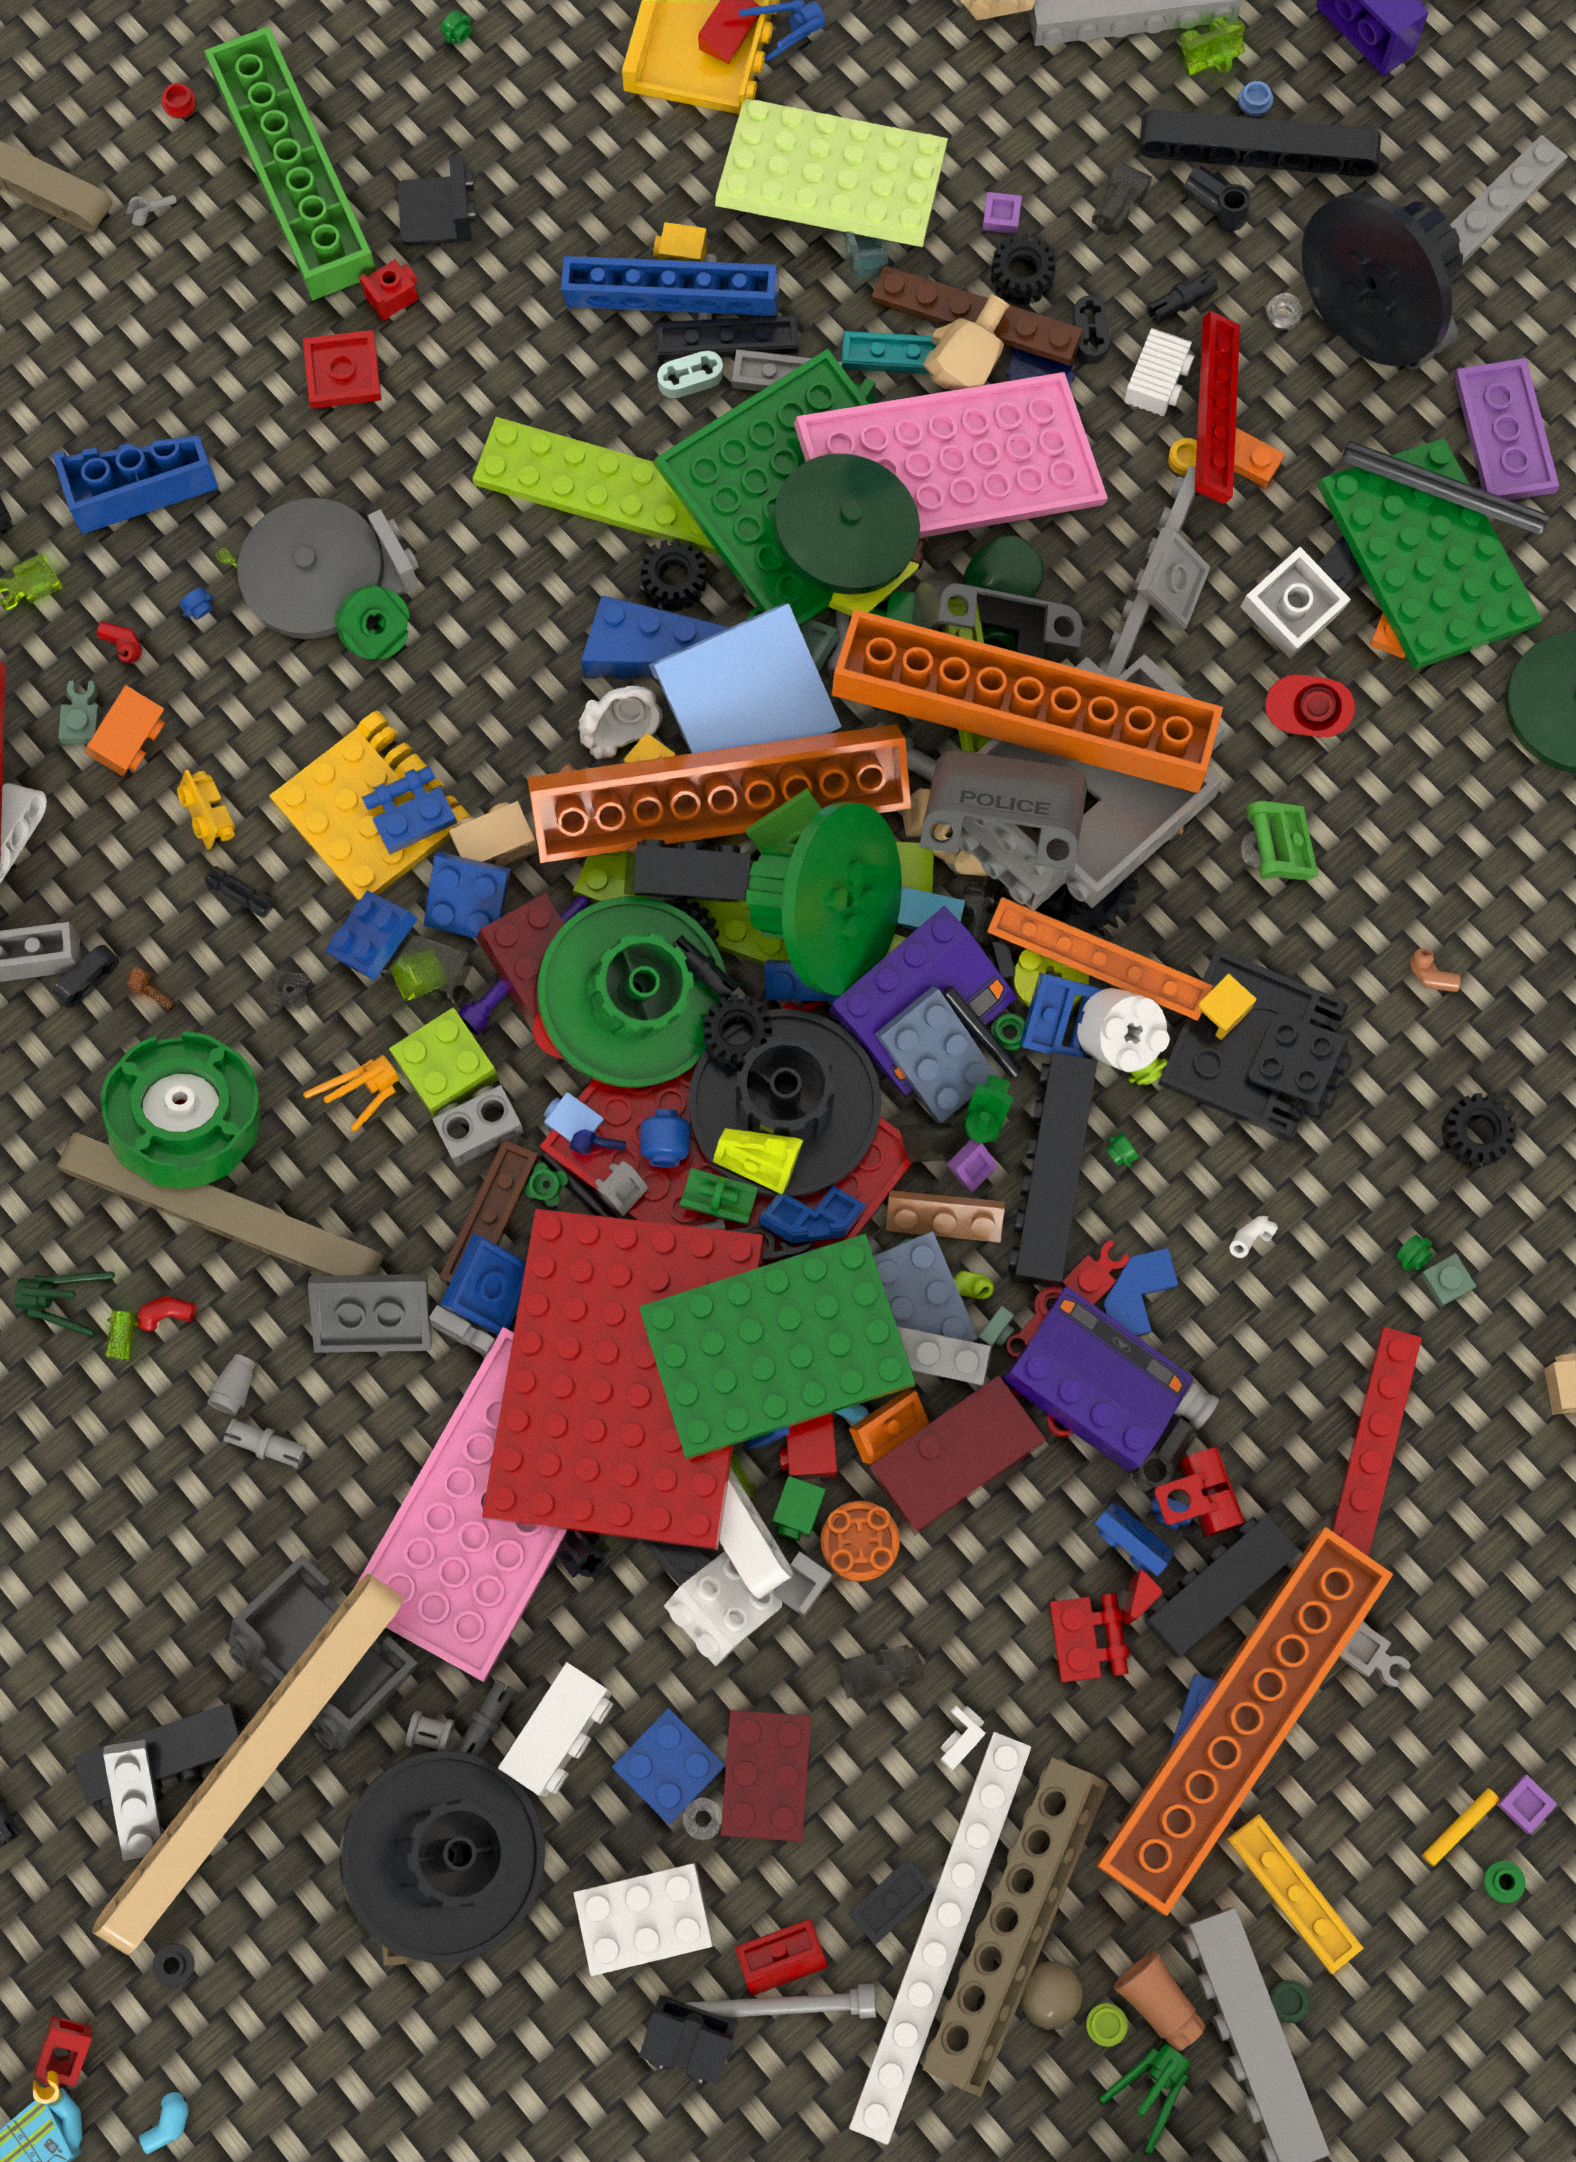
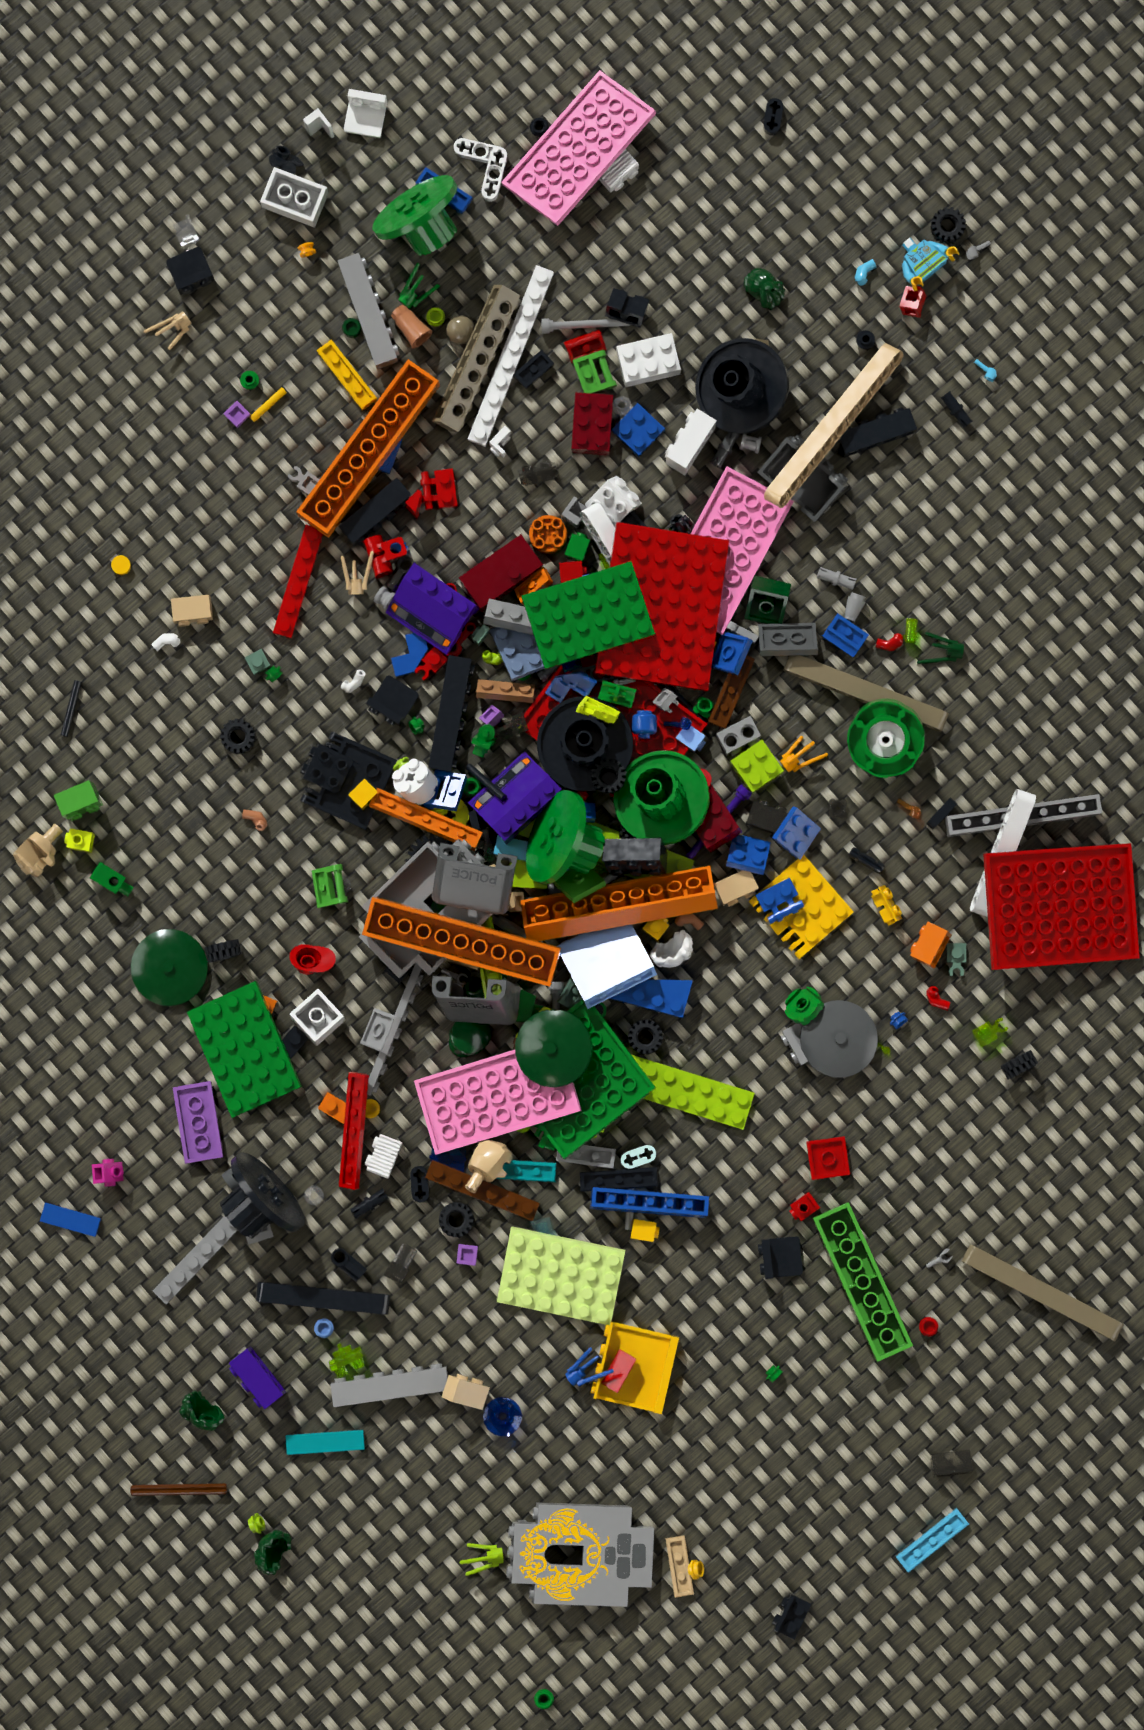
camera: 175 degrees left, 10 degrees up
(132, 480) = (939, 1087): blue wedge -> none
(133, 1797) = (887, 410): plate -> none
(254, 1326) = (845, 635): none -> blue plate
(387, 2087) = (764, 288): none -> dark green hair
(408, 1397) = (767, 600): none -> dark green slope
(418, 974) = (770, 809): clear neon green slope -> none
(706, 970) = (626, 808): black pin -> none
(774, 1889) = (588, 375): none -> bright green plate
(935, 1054) = (509, 769): sand blue plate -> none
(1123, 1529) = (416, 532): blue plate -> none
(1173, 1195) = (392, 701): none -> black bracket
(1256, 1429) = (355, 585): none -> tan plant
(1444, 487) = (235, 1082): black axle -> none
(1482, 720) = (223, 951): none -> black tyre

